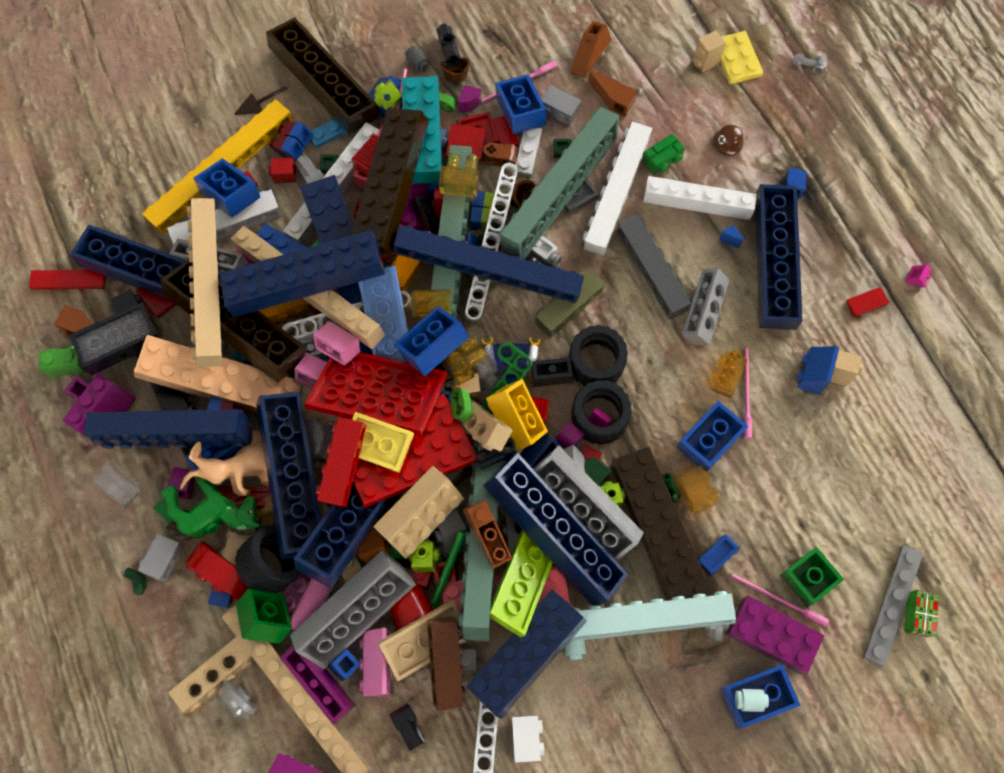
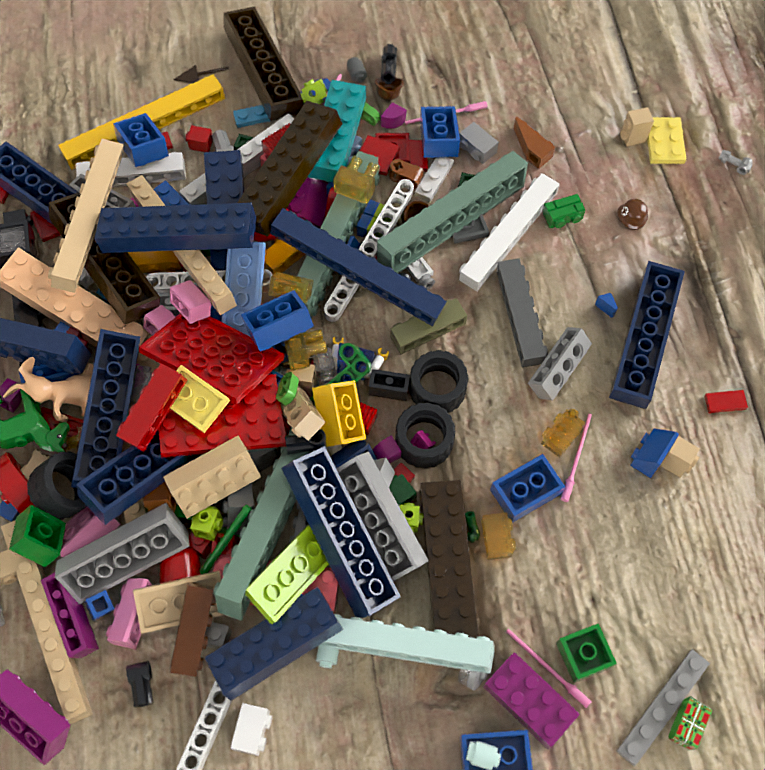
camera: 15 degrees right, 5 degrees down
(291, 139) = (216, 113): blue hips -> none
(425, 213) = (316, 207): black plate -> none
(487, 533) = (270, 514): dark orange slope -> none
(591, 47) = (523, 98): dark orange slope -> none
(699, 198) = (586, 260): white brick -> none
(718, 554) = (499, 605): blue tile -> none
(797, 178) = (689, 265): blue brick -> none

